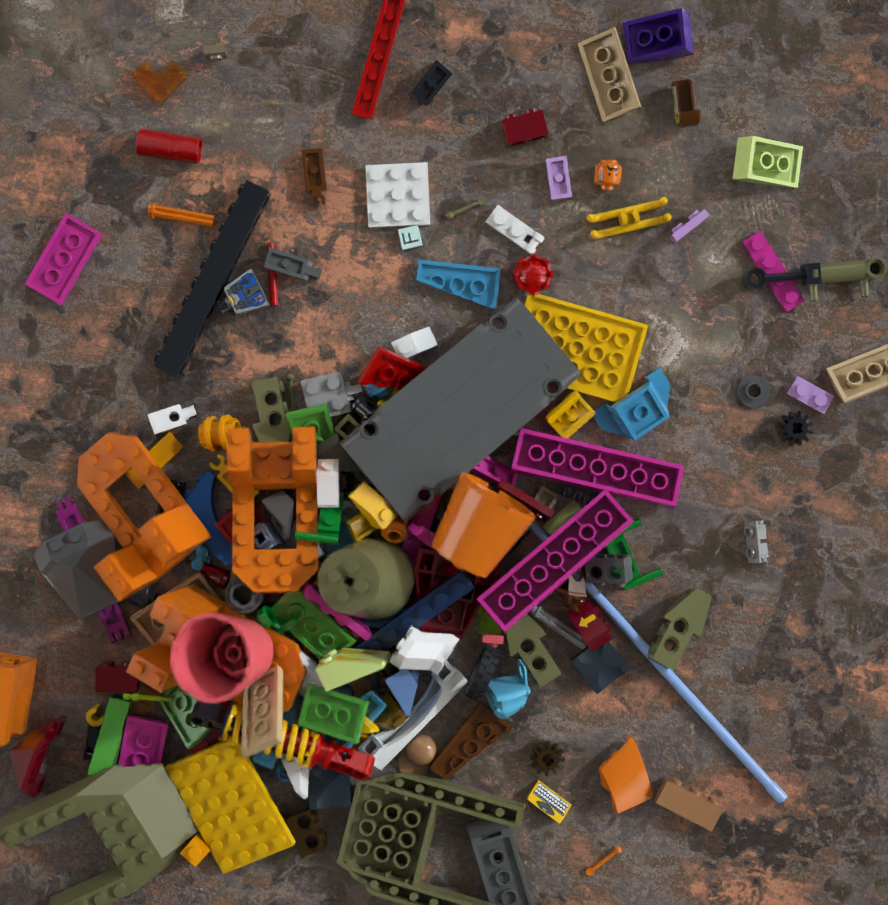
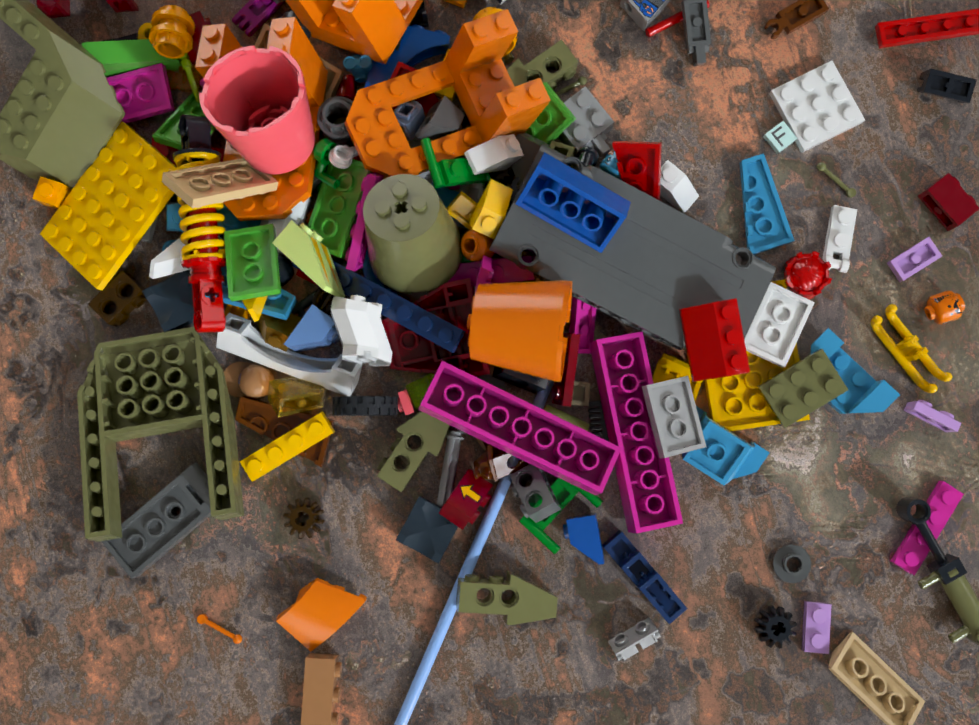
camera: 60 degrees right, 5 degrees down
(110, 698) = (171, 31): none -> light orange piece
(277, 606) = (342, 156): none -> white plate
(399, 442) = (573, 203): none -> blue slope
(448, 724) = (294, 396): none -> clear yellow slope
(485, 747) = (287, 446): none -> yellow plate
(508, 693) = (355, 444): medium azure piece -> none
(548, 801) = (258, 540): slope -> none
(554, 378) = (714, 340): none -> red slope
(562, 317) = (777, 325): none -> white plate
(599, 435) = (673, 417): none -> light grey plate
(621, 321) = (802, 388): none -> olive plate
(628, 282) = (863, 392): none -> dark azure piece
(660, 544) = (585, 536): none -> blue slope
(711, 512) = (644, 577): none -> dark blue slope

